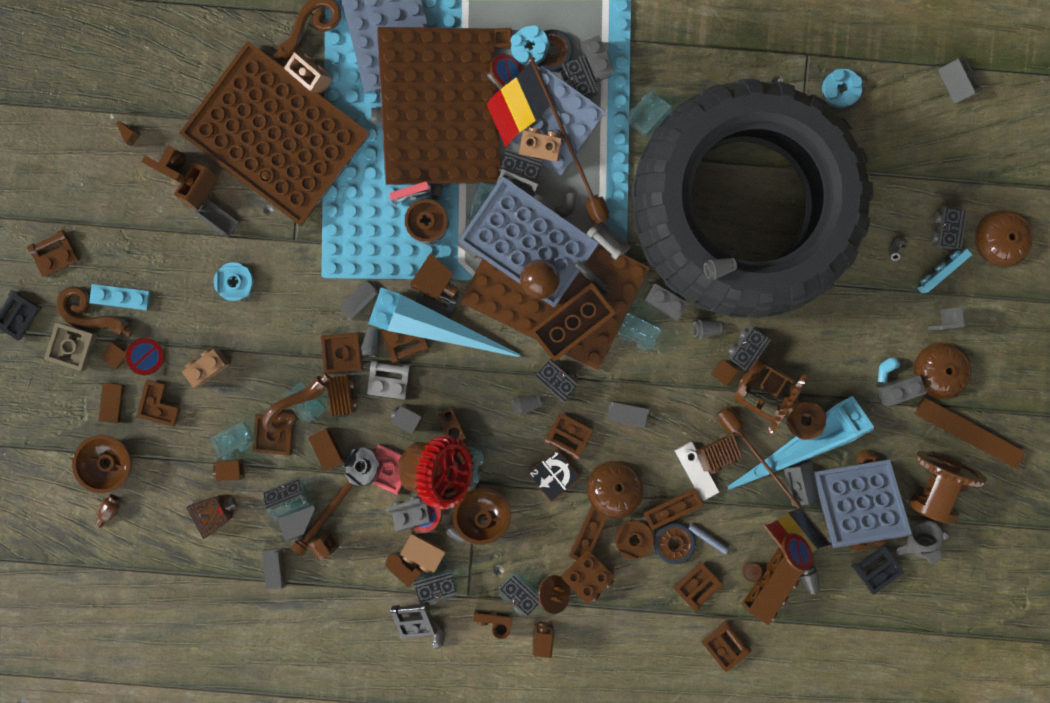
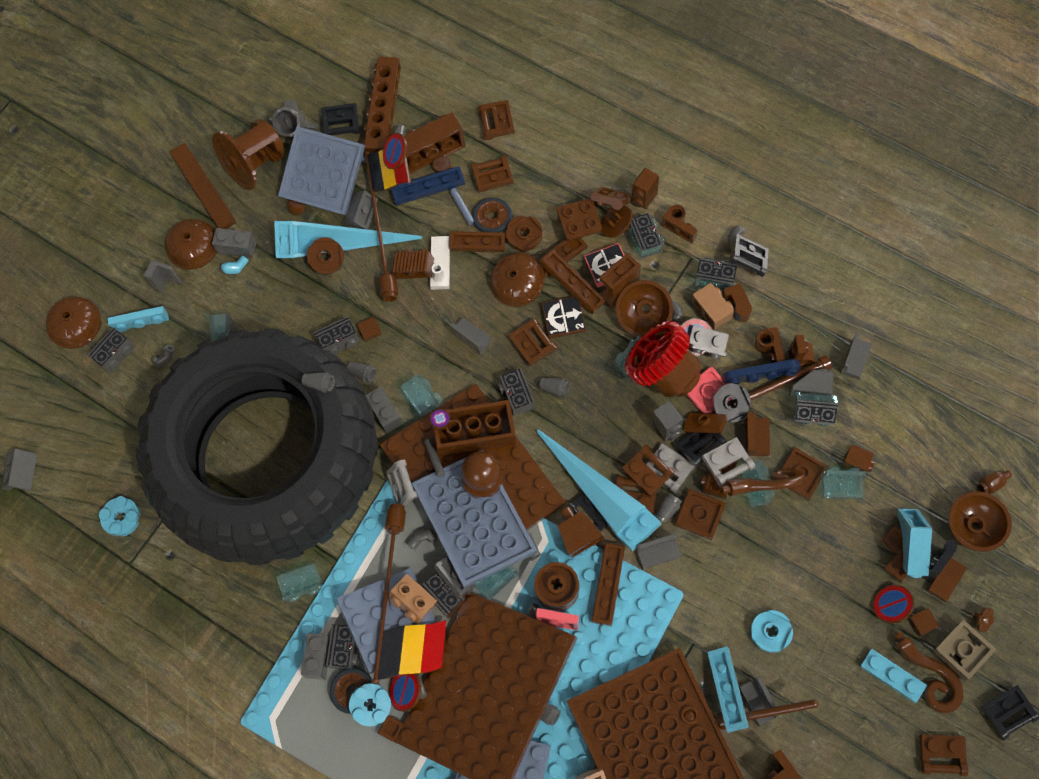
camera: 145 degrees left, 20 degrees down
(66, 382) = (984, 619): none -> reddish brown plant
(120, 405) = (940, 560): none -> black plate
(146, 419) = (916, 542): none -> medium azure arch
(196, 186) = (764, 740): reddish brown brick -> none
(206, 367) = (837, 562): medium nougat brick -> none
(211, 514) = (893, 430): torso -> none
(234, 189) = (773, 711): none -> reddish brown piece
(244, 212) = (728, 689): none -> medium azure plate
(341, 411) = (724, 456): none -> light grey plate
(341, 513) = (768, 371): none -> dark blue plate
(343, 533) = (773, 347): none -> reddish brown plate
(375, 416) = (695, 442): none -> black plate
(375, 435) = (705, 423): none -> reddish brown plate
(387, 249) = (608, 584): none -> reddish brown tile
(403, 359) = (644, 475): none -> reddish brown plate
(451, 424) = (631, 398): reddish brown leg -> none
(517, 532) = (618, 277): none -> reddish brown panel
(539, 546) = (602, 260): none -> tile
(563, 512) = (572, 281): none -> reddish brown tile
(576, 611) = (612, 197): none -> reddish brown plate
(603, 309) = (440, 419): none -> tile
(748, 545) = (428, 185): none -> dark blue plate
(772, 384) = (325, 281): reddish brown piece -> none
(853, 296) = (221, 326): none -> clear light blue brick
(869, 646) = (384, 67): none -> reddish brown brick

